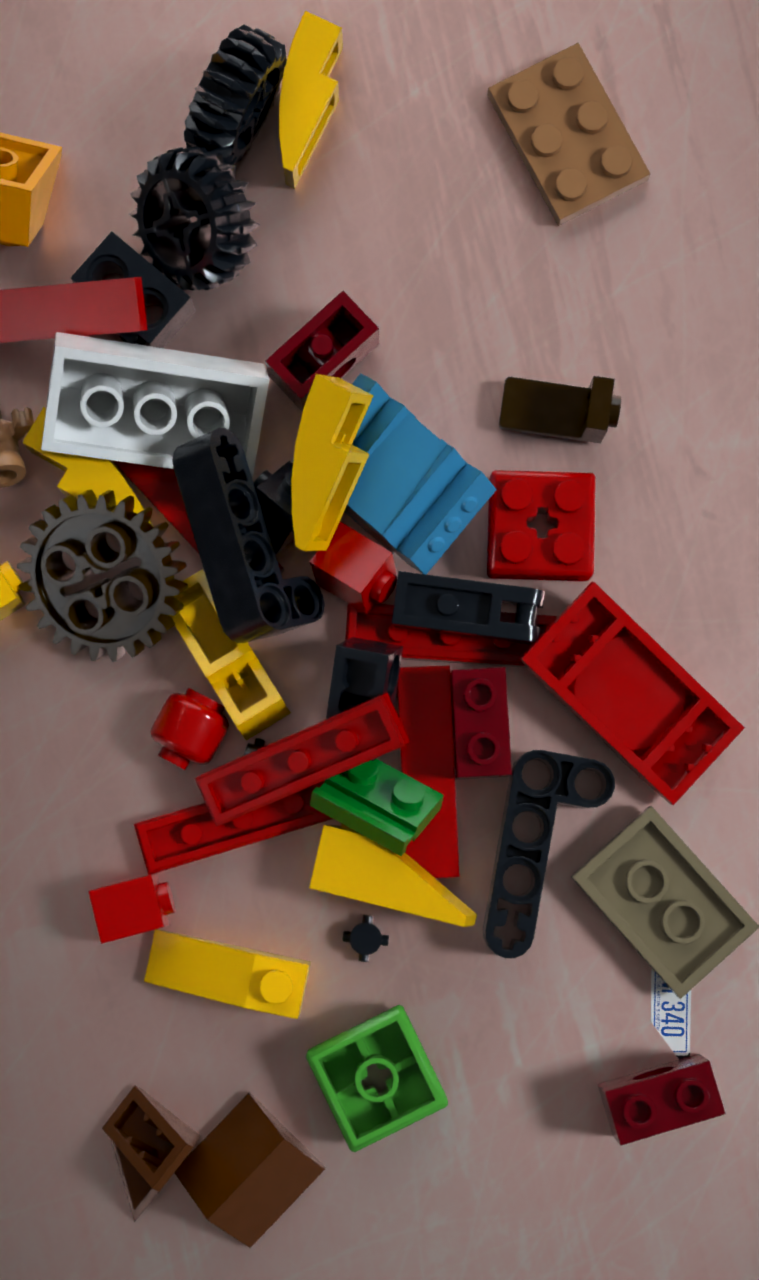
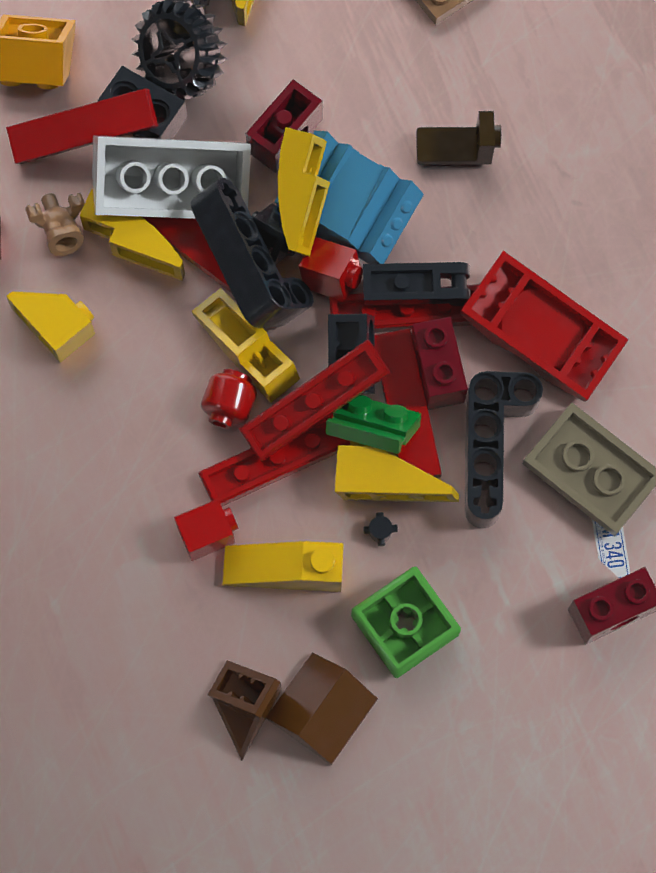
camera: 10 degrees left, 10 degrees down
(122, 619) = (133, 269): dark brown gear -> none
(515, 548) = (472, 205): red brick -> none

